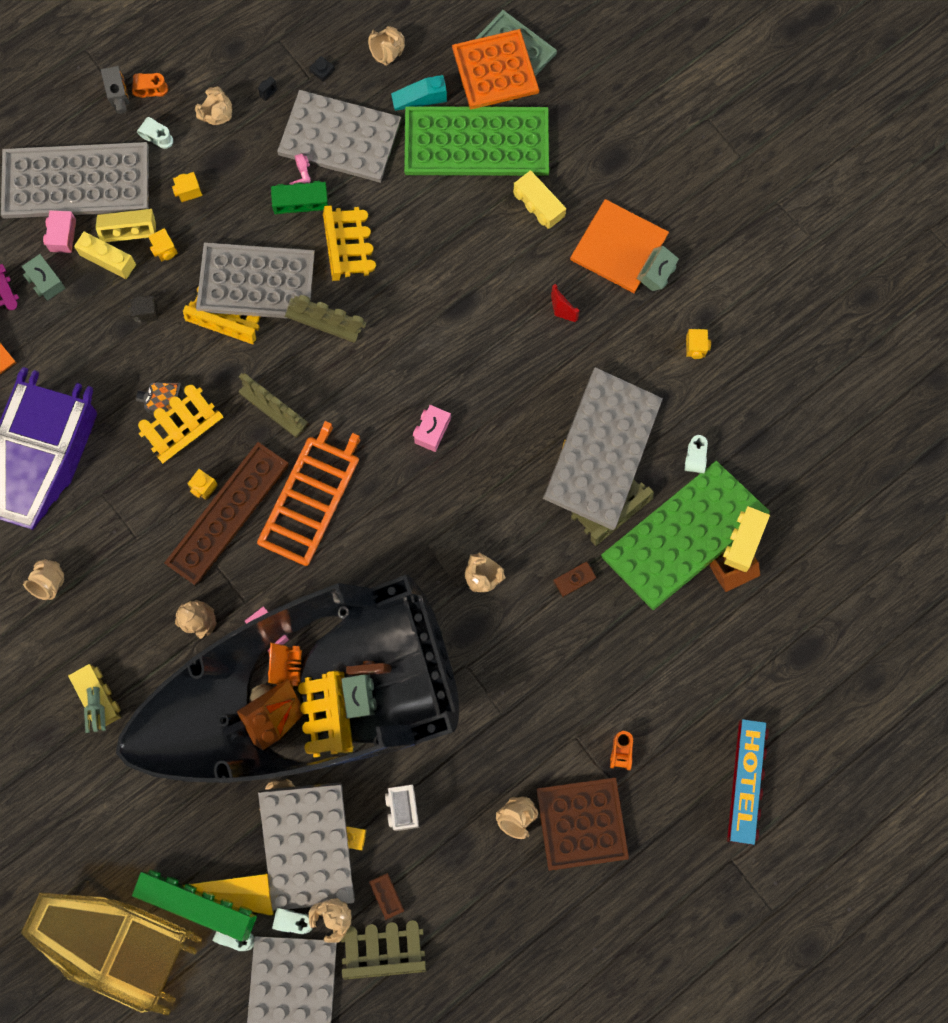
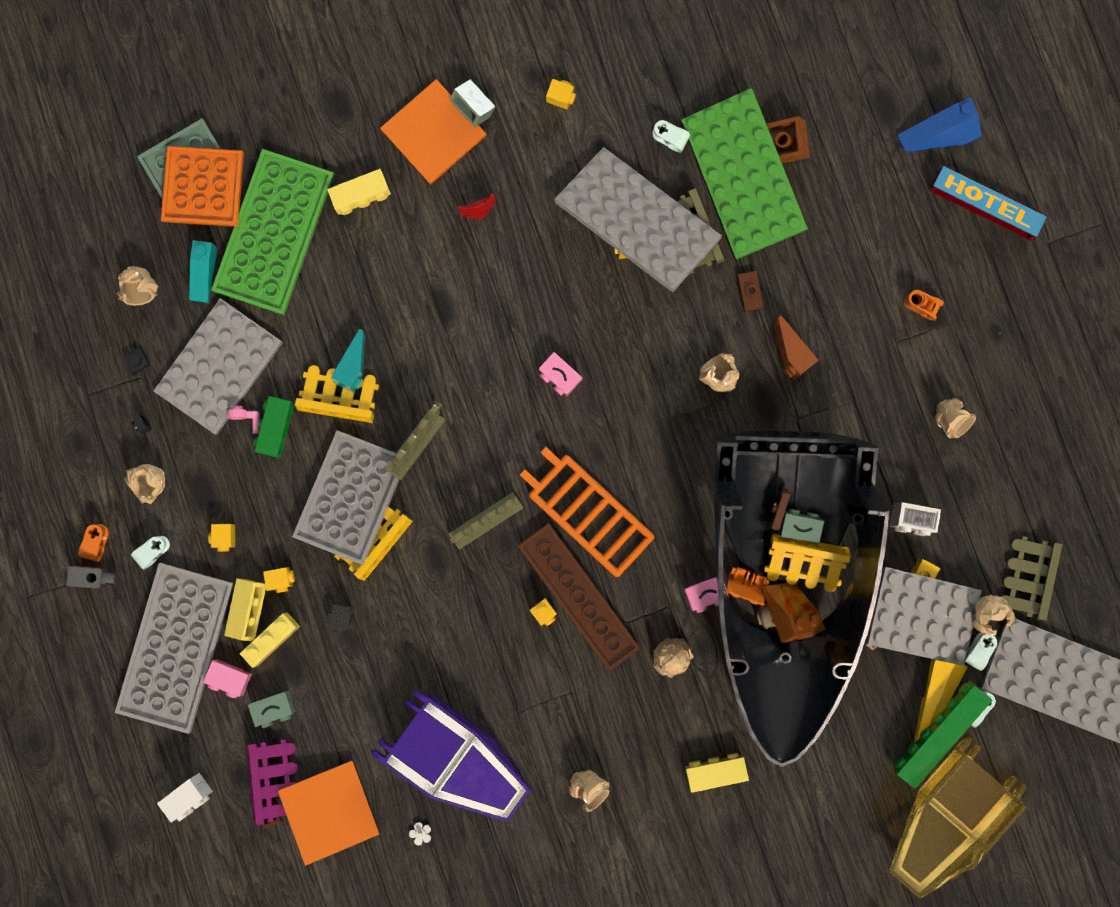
camera: 65 degrees left, 10 degrees up
(93, 709) = (731, 775): sand green arm -> none
(159, 396) = (443, 626): torso -> none
(170, 427) = (485, 602): yellow fence -> none
(378, 243) = (350, 369): none -> teal slope
(386, 896) = (984, 559): reddish brown plate -> none
(525, 636) = (793, 352): none -> dark orange slope
(582, 824) = (976, 363): reddish brown plate -> none
(746, 539) = (775, 118): light yellow brick -> none
(809, 720) = (950, 127): none -> blue wedge

